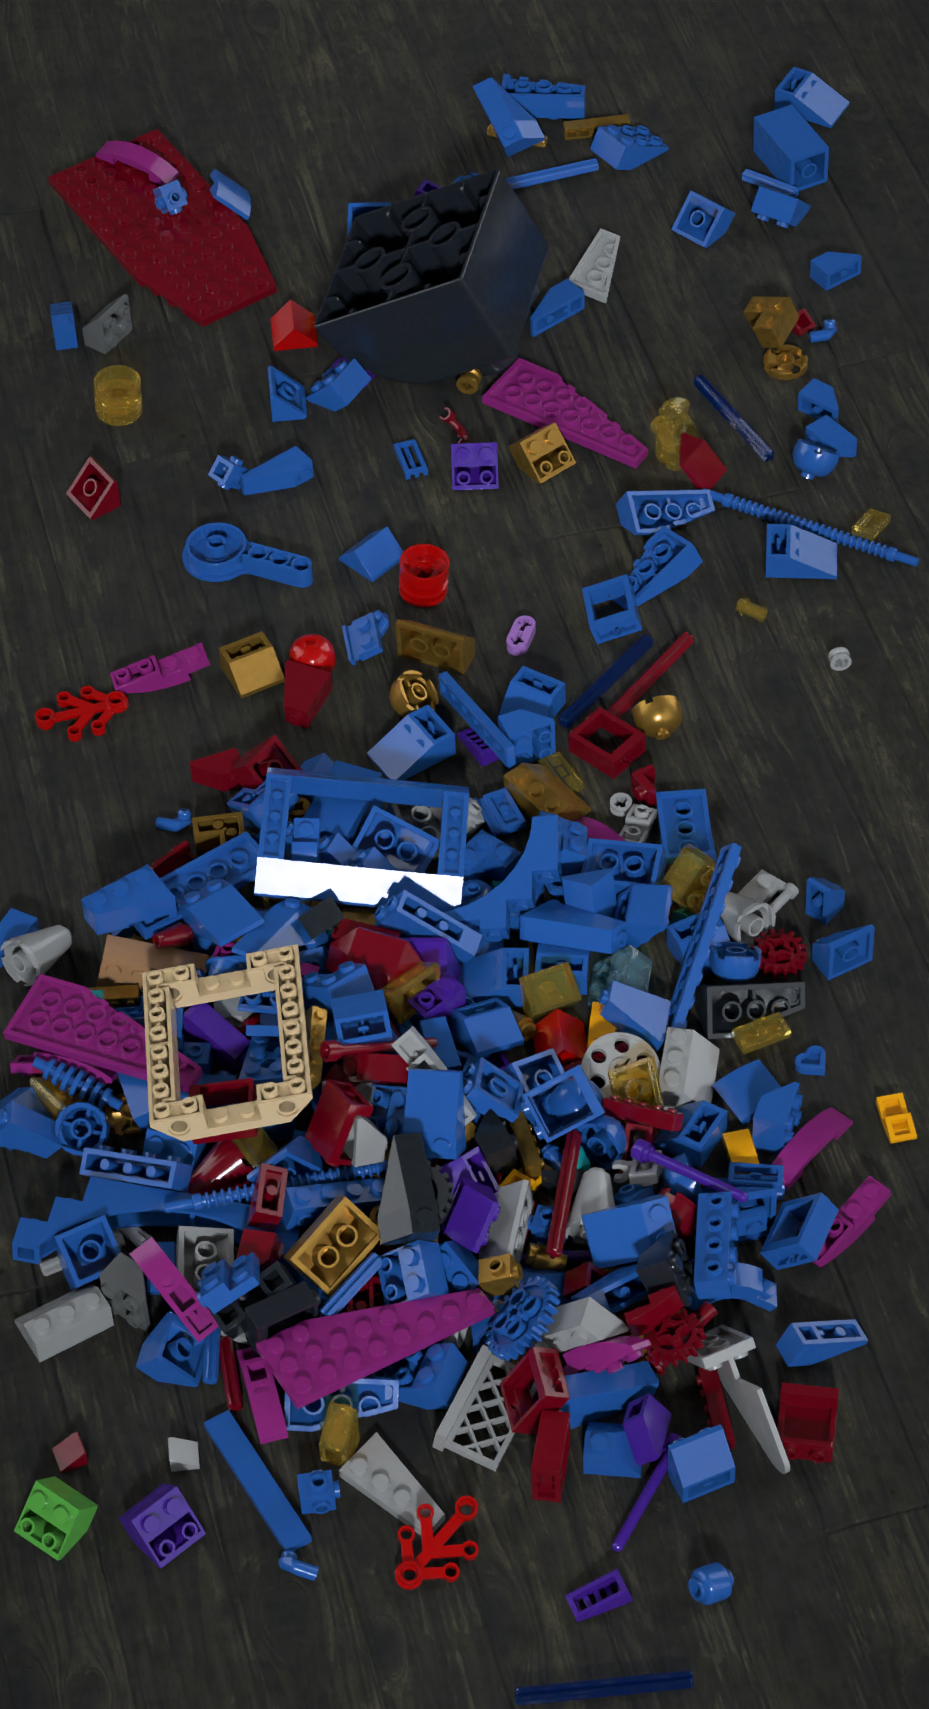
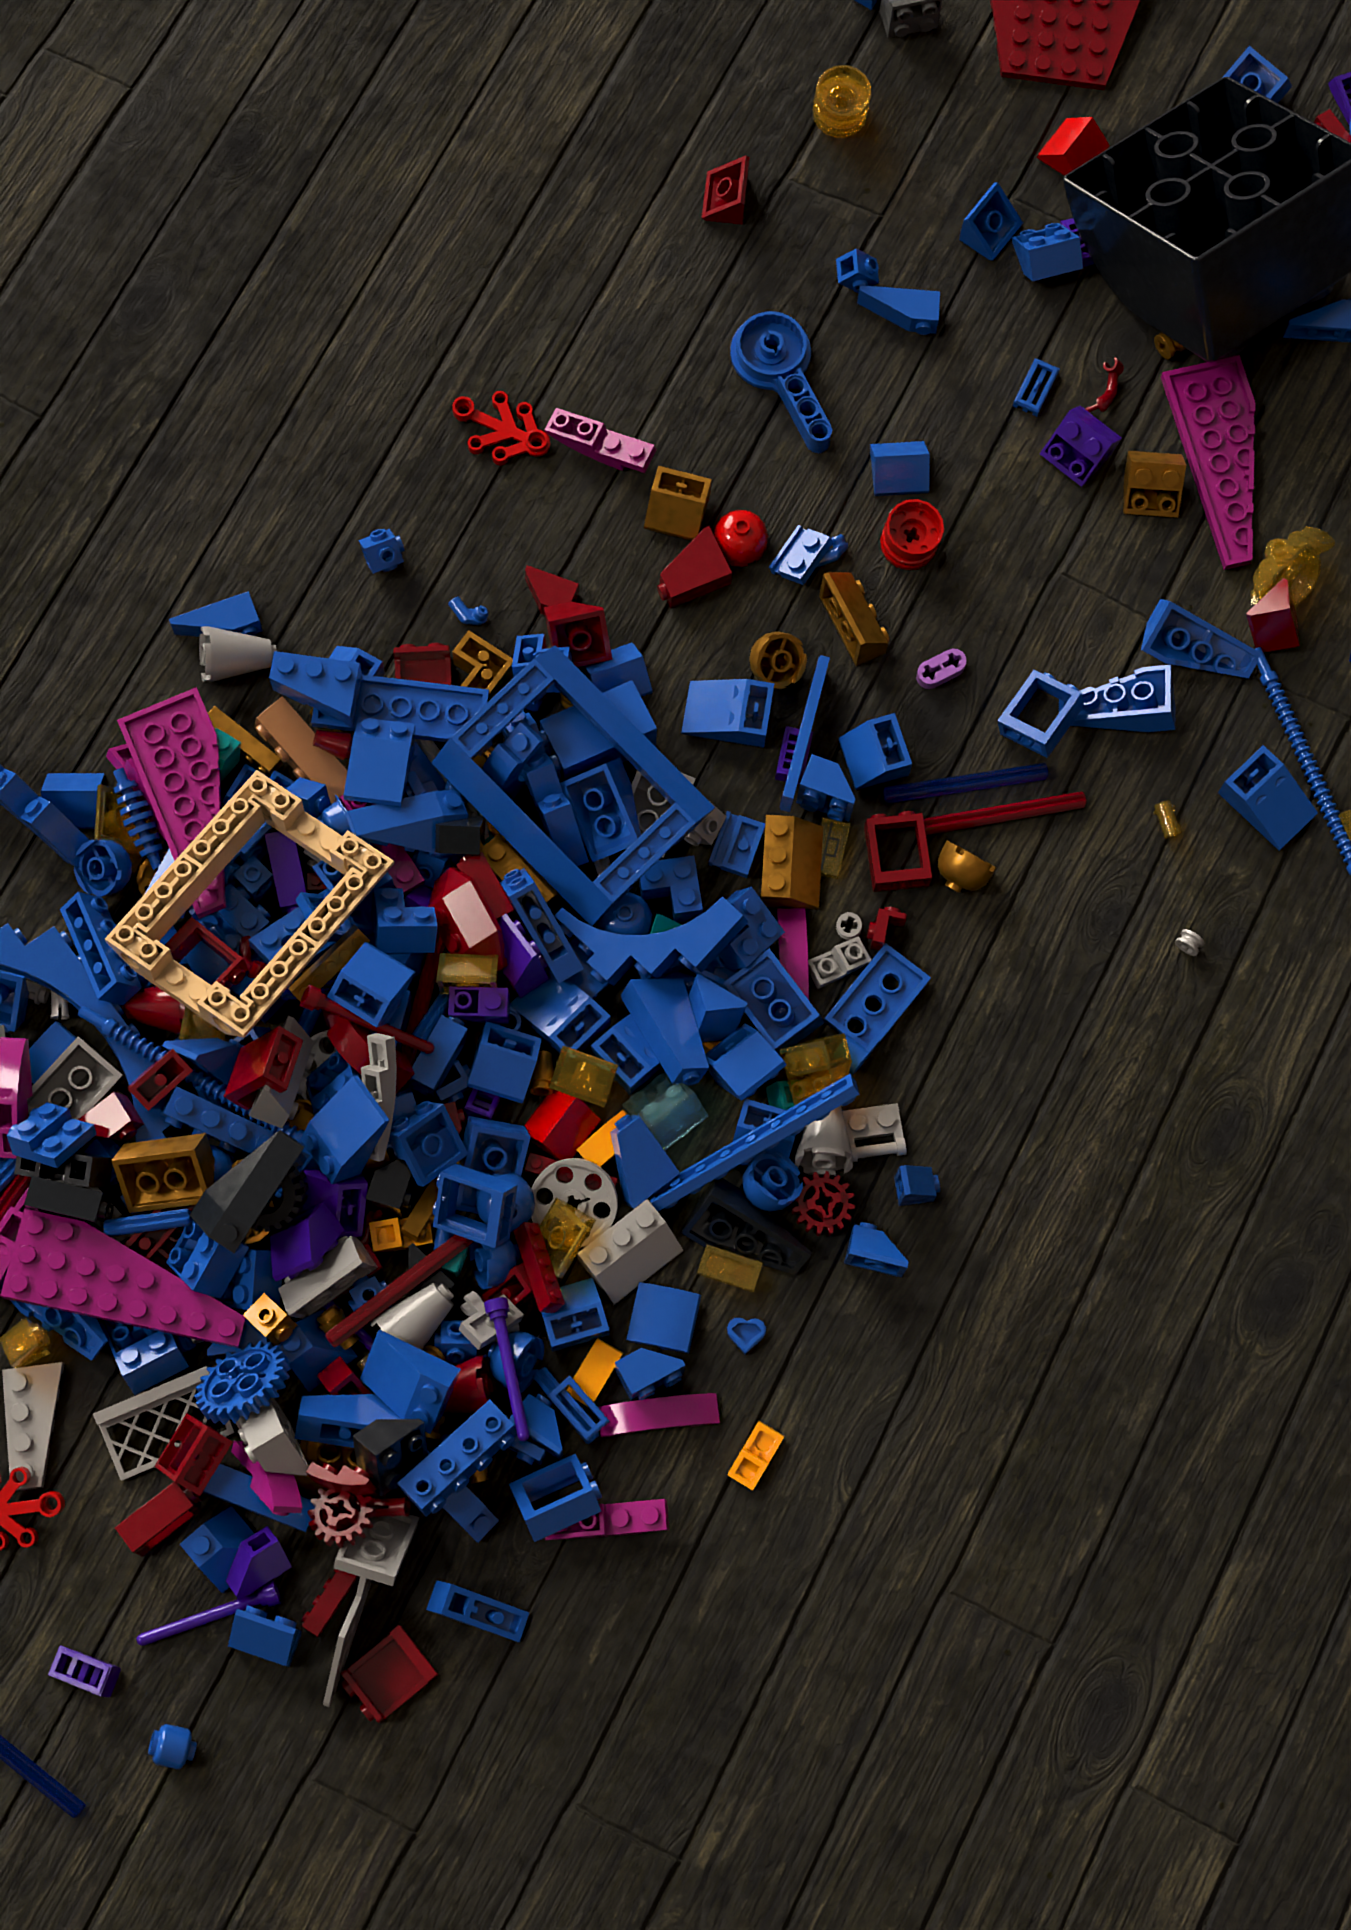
camera: 35 degrees right, 25 degrees up
(78, 826) = (382, 550): none -> blue brick

